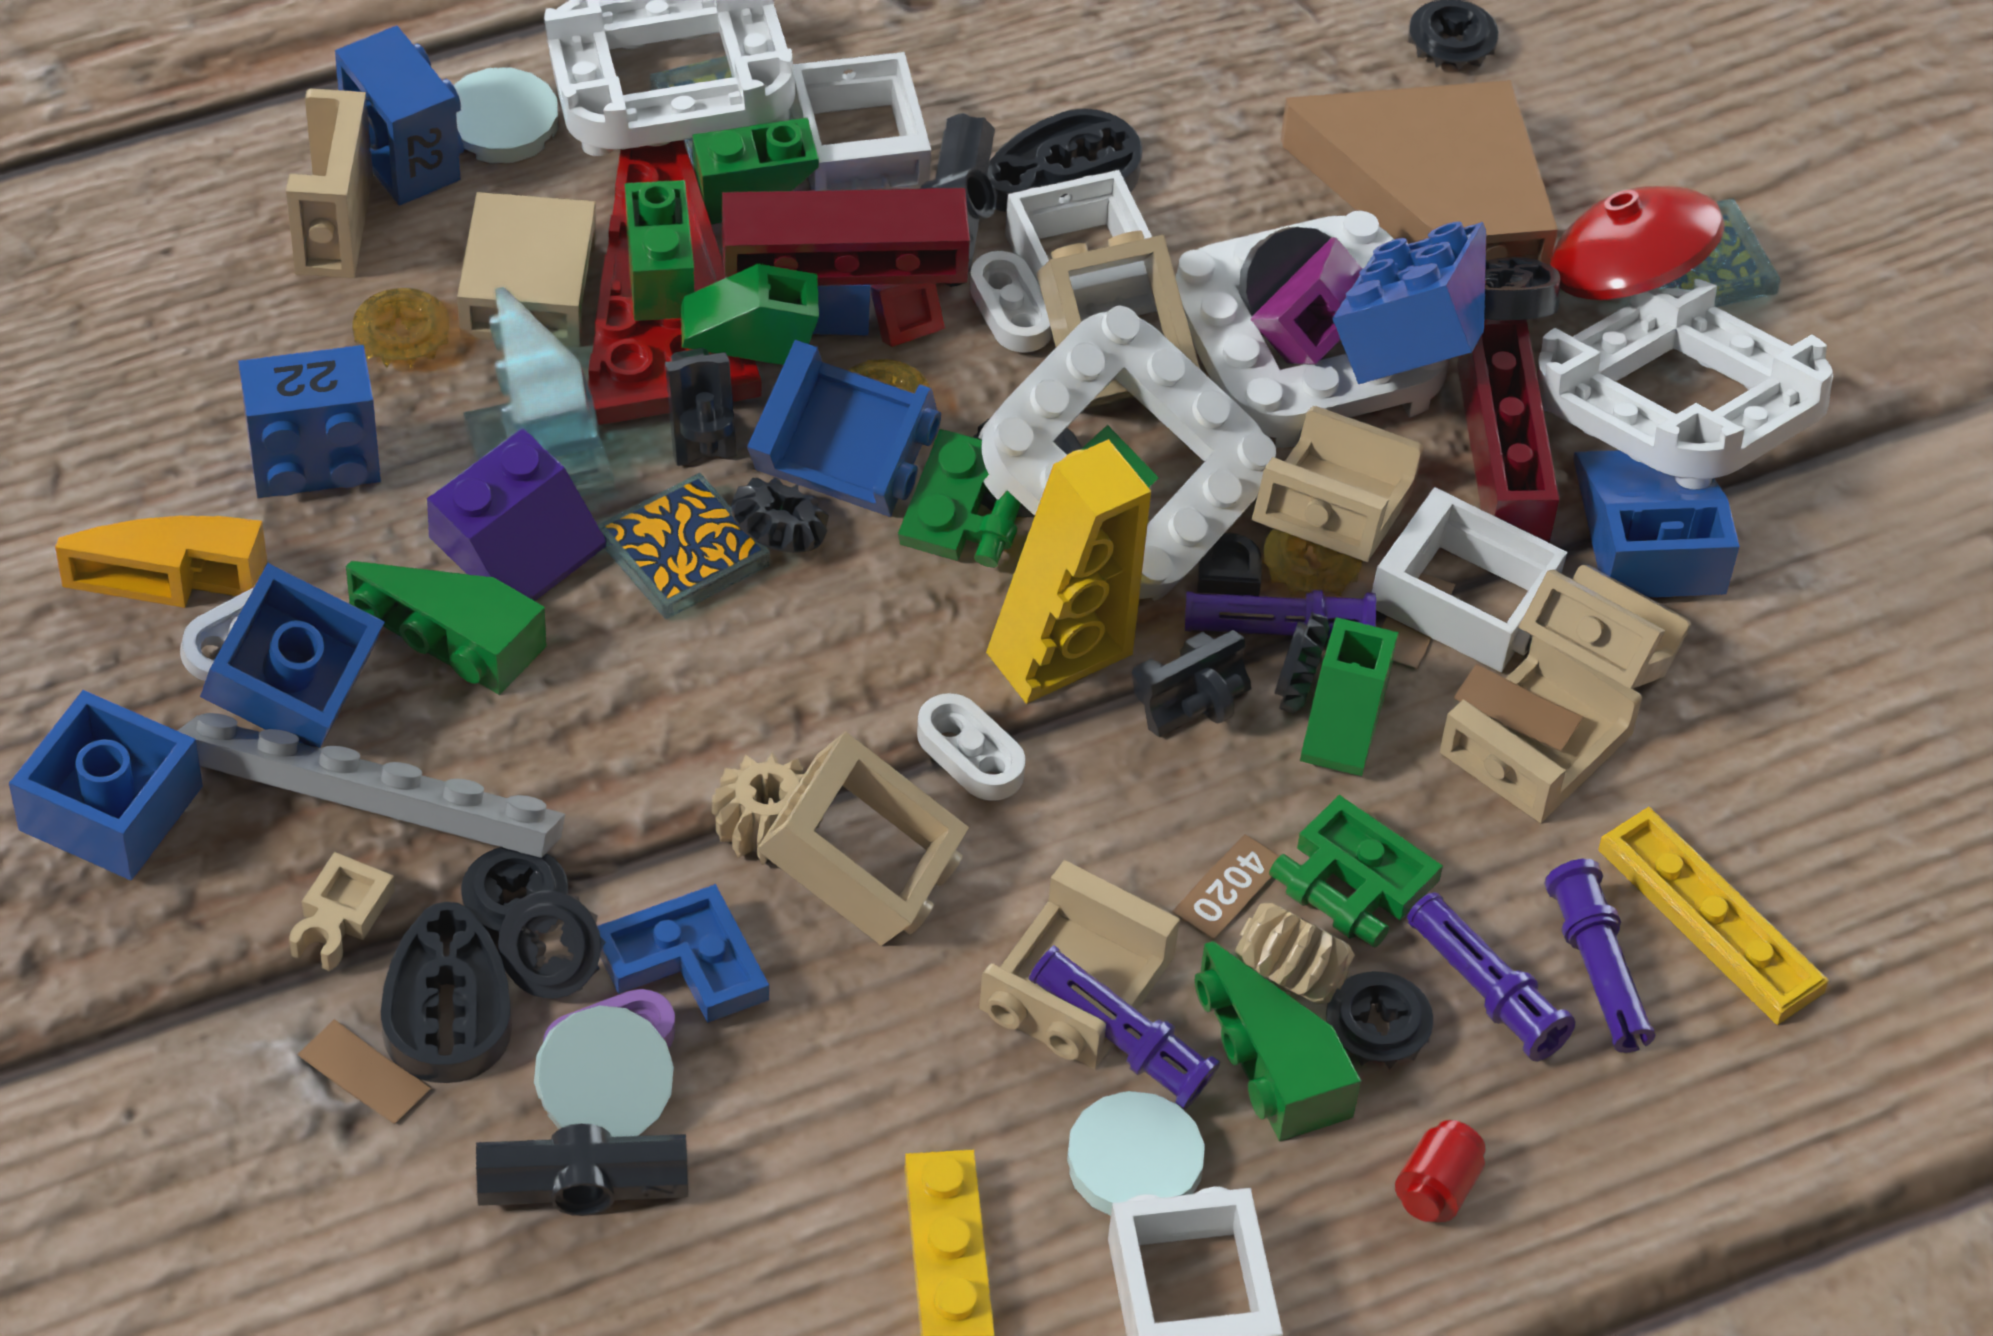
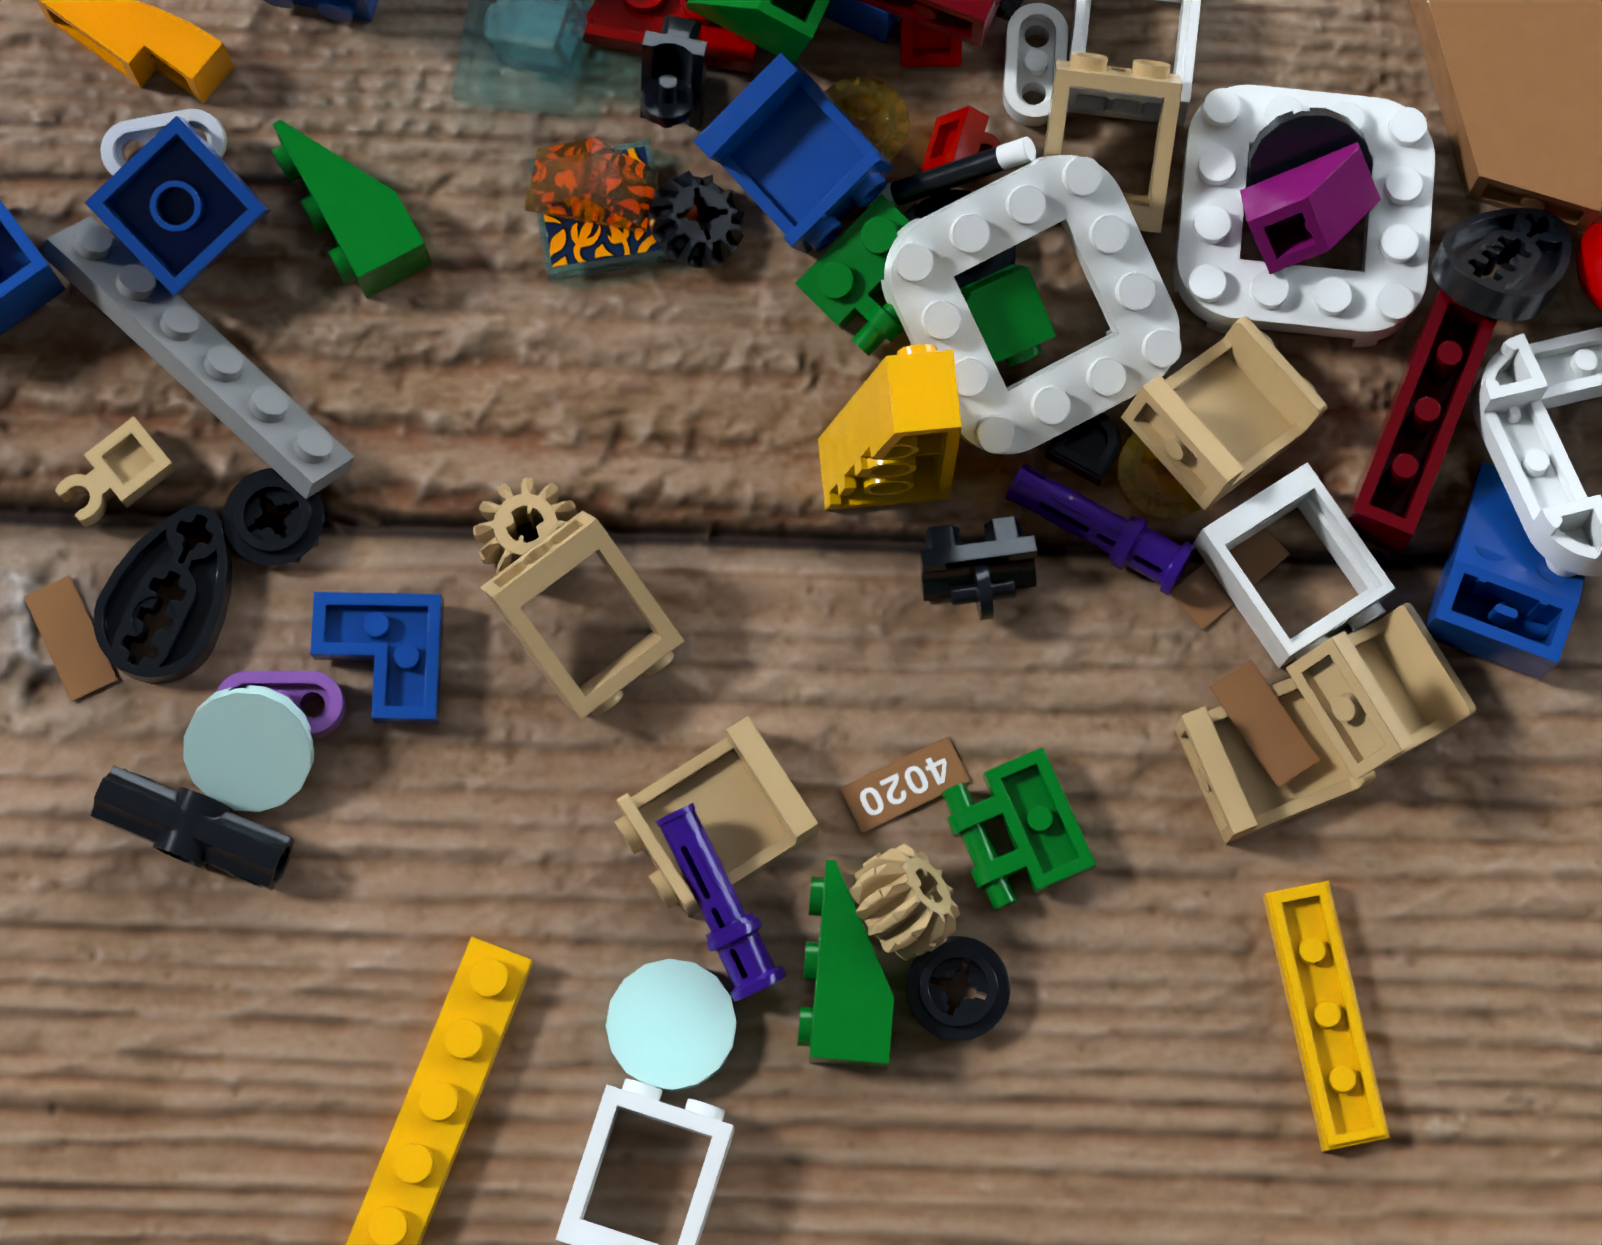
camera: 30 degrees right, 25 degrees up
(515, 518) = (449, 134): dark purple slope -> none
(524, 952) = (249, 587): black gear -> none
(669, 515) = (592, 185): none -> clear orange slope
(976, 749) = (742, 546): white plate -> none
(980, 380) = (958, 136): none -> red tile
(1002, 382) = (960, 172): none -> black bar
(1301, 662) = (1082, 594): black gear -> none
(1349, 696) = (1105, 650): green slope -> none
(1416, 303) = (1391, 260): blue slope -> none
(1441, 1171) = (923, 1172): red brick -> none
(1508, 994) = (1064, 913): dark purple pin -> none
(1593, 930) = (1200, 988): dark purple pin -> none

